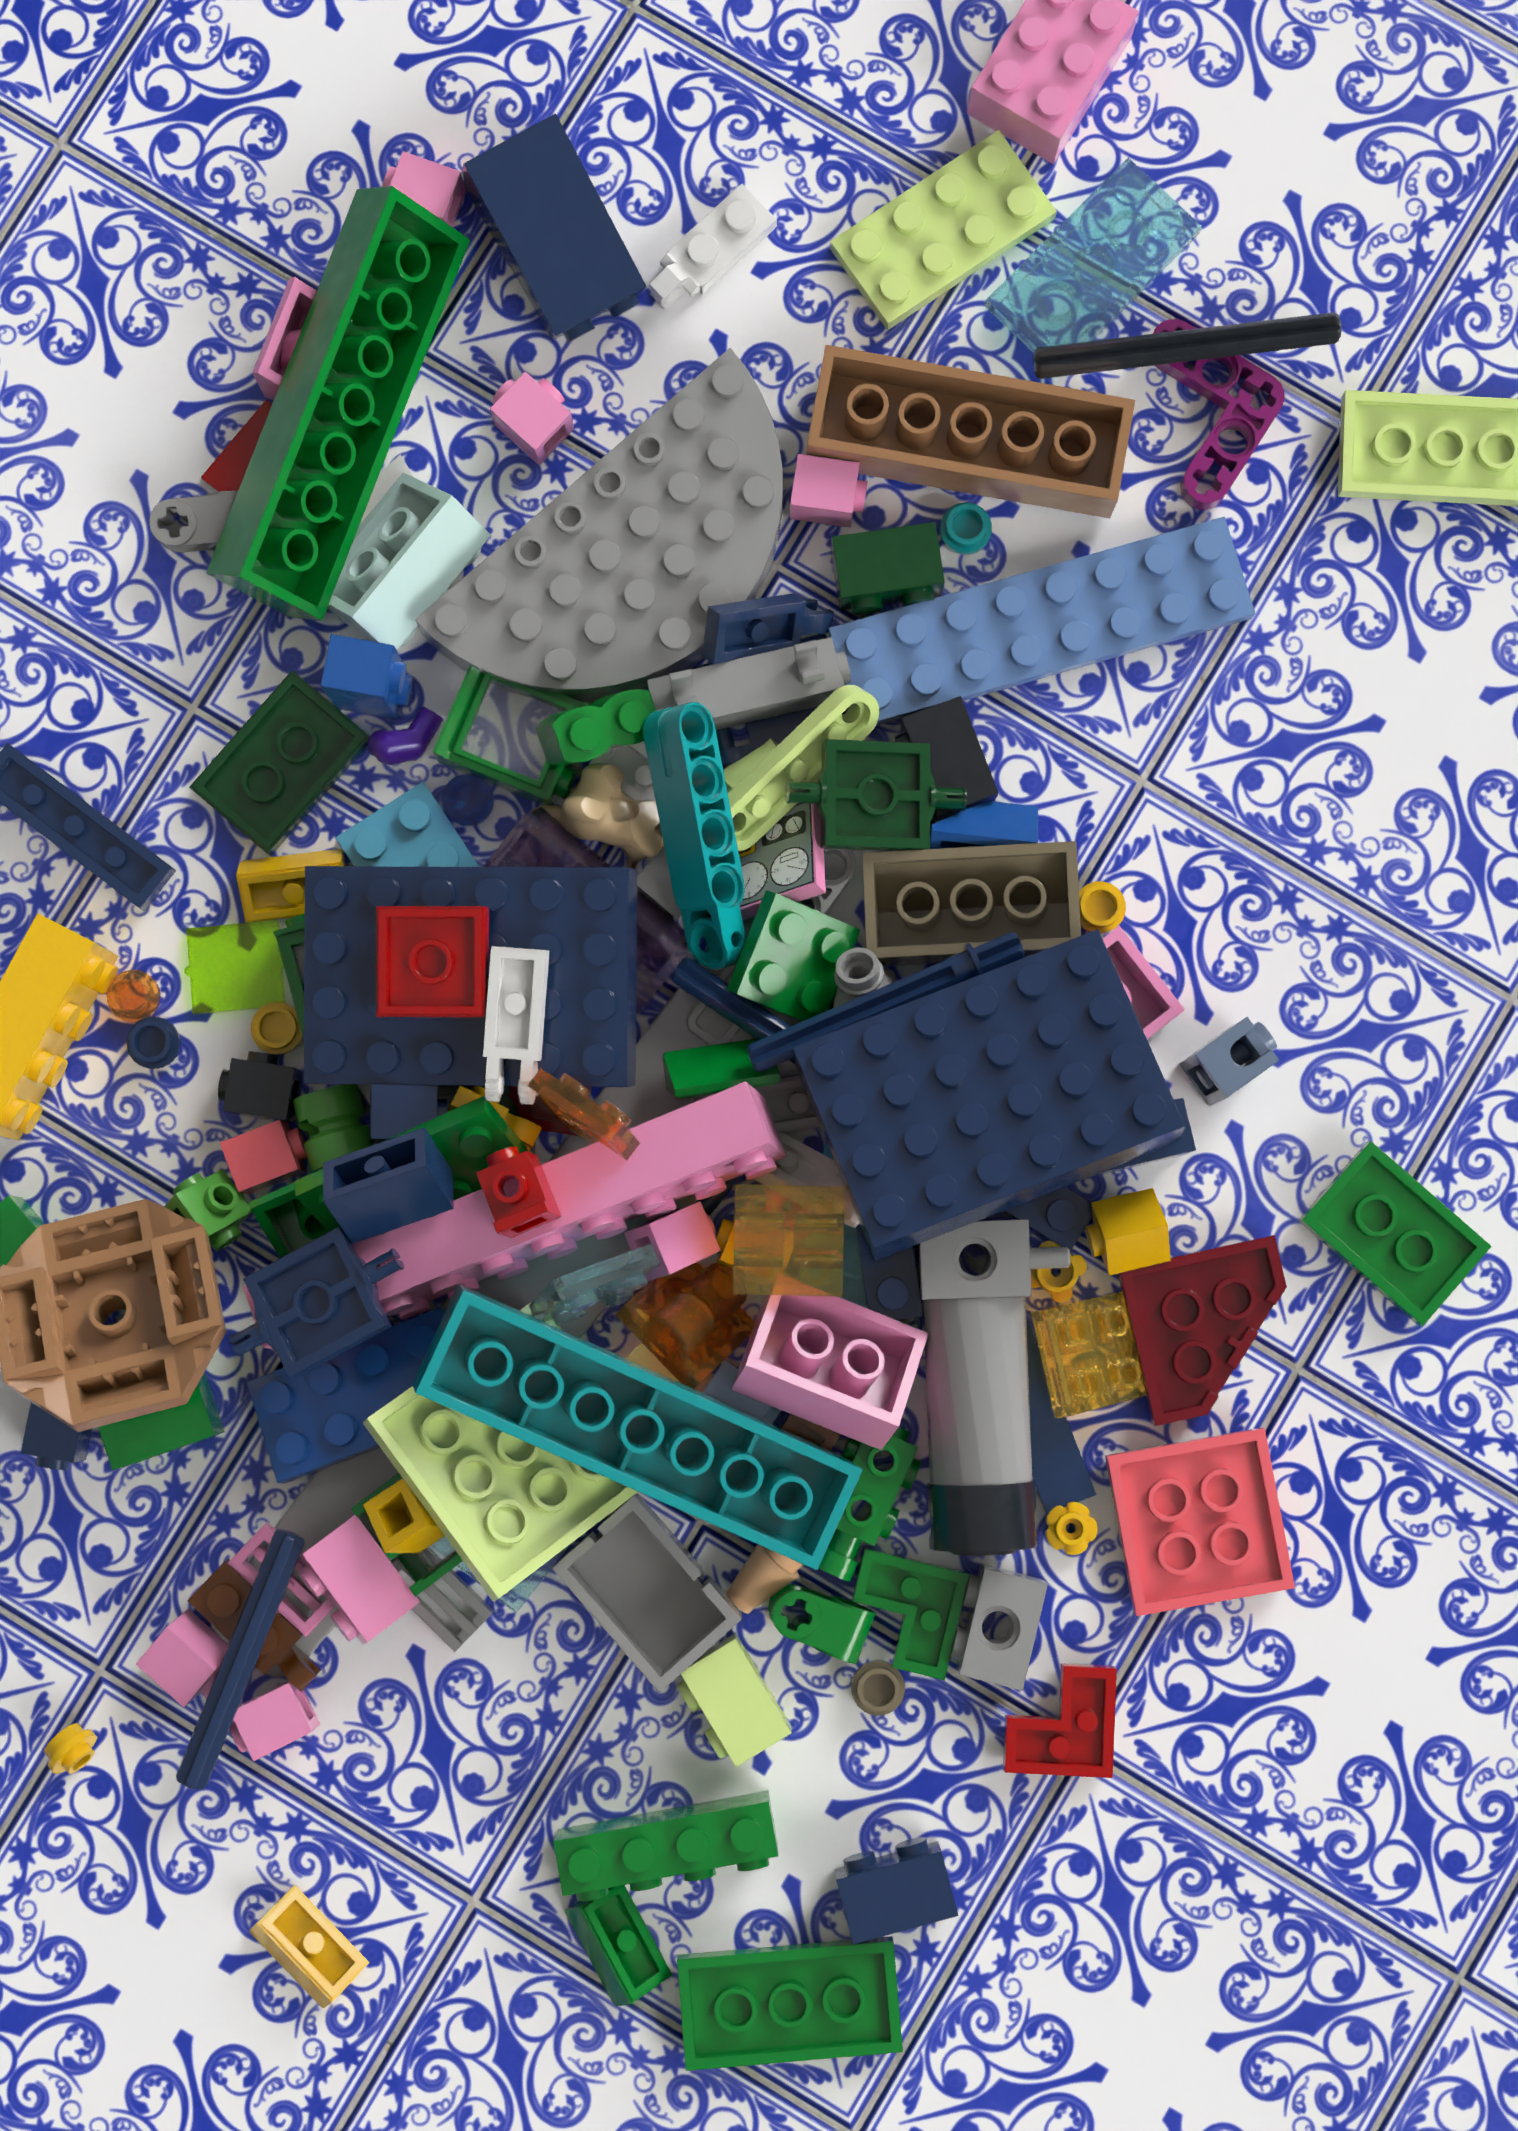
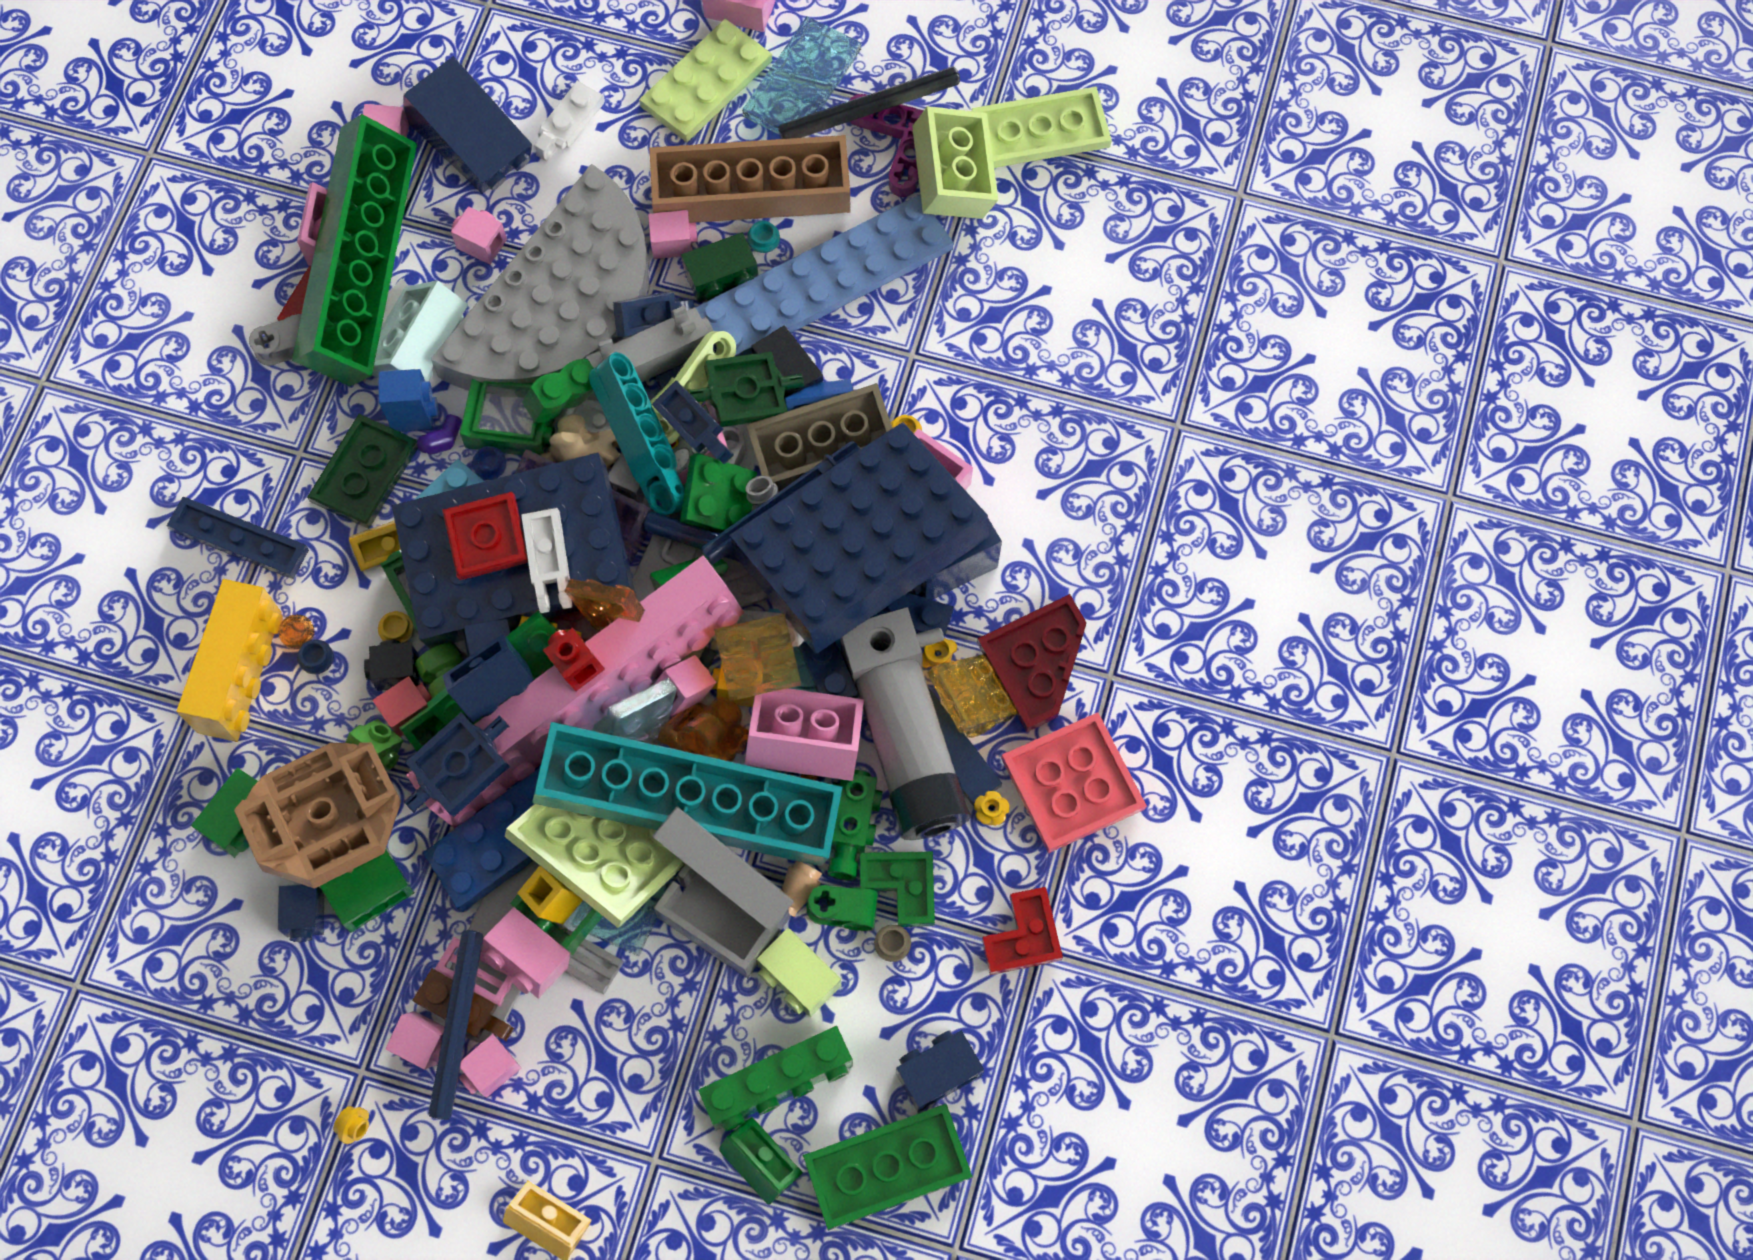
camera: 15 degrees left, 15 degrees down
(234, 967) = (359, 599): clear neon green piece -> none
(661, 1553) = (723, 868): none -> light grey tile
(781, 840) = (691, 421): none -> dark blue plate
(1007, 1658) = (964, 858): light grey brick -> none
(1129, 1231) = (977, 613): yellow brick -> none
(1218, 1066) = (1010, 493): sand blue brick -> none
(1293, 485) = (955, 163): none -> yellowish green brick
(1394, 1233) = (1145, 576): green plate -> none

